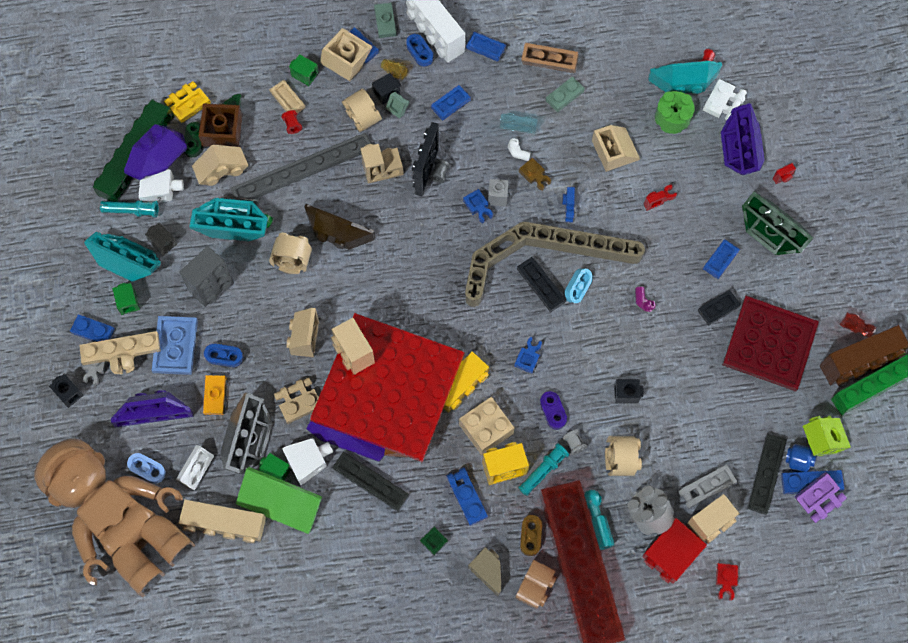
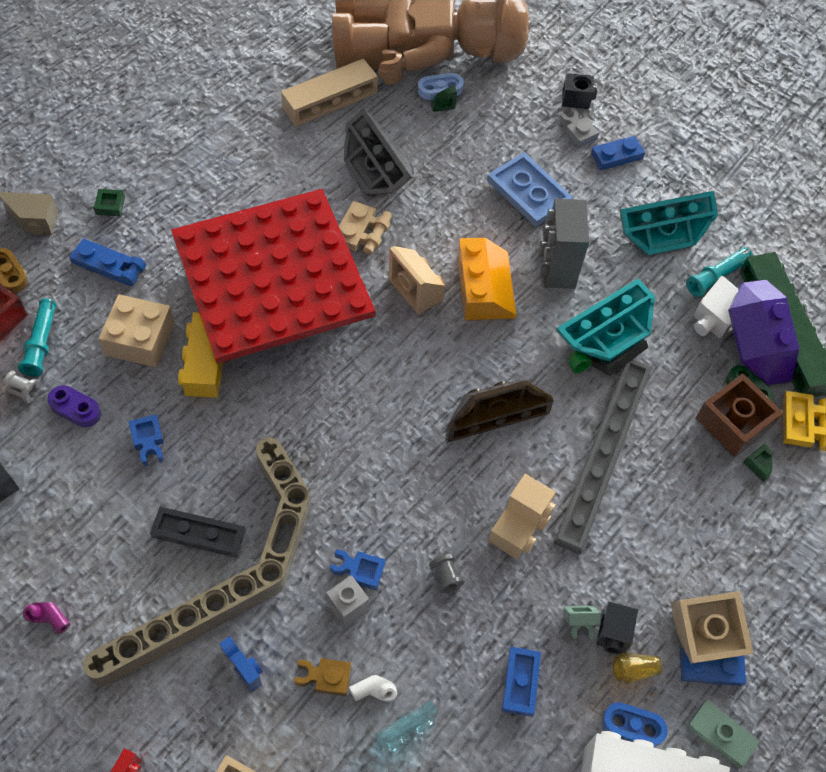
camera: 135 degrees right, 10 degrees down
(120, 351) = (568, 143): tan plate -> none
(125, 298) = (620, 191): green brick -> none
(150, 409) = (485, 127): dark purple wedge -> none
(151, 451) = (445, 100): none -> dark green tile
(160, 239) = (656, 264): clear smoke brick -> none
(195, 467) = (398, 112): white plate -> none
(214, 395) = (446, 179): light orange plate -> none
(217, 162) = (688, 375): tan brick -> none
(224, 355) = (471, 212): blue plate -> none
(265, 306) = (485, 280): none -> light orange slope
(275, 467) = (324, 156): green brick -> none
(278, 500) = (293, 133): bright green tile -> none
(286, 97) = (713, 520): tan tile -> none
(290, 253) = (511, 338): tan brick -> none
(291, 121) = (675, 490): red bush -> none
(303, 70) = (735, 565): green brick -> none
(307, 458) = (302, 176): white torso -> none
(353, 346) = (334, 253): tan brick -> none
(361, 109) = (612, 564): tan brick -> none
(370, 481) = (193, 212): pearl dark grey tile -> none
(427, 156) = (469, 551): black plate -> none
(505, 463) = (82, 301): yellow brick -> none
(578, 285) = (147, 565): medium azure plate -> none

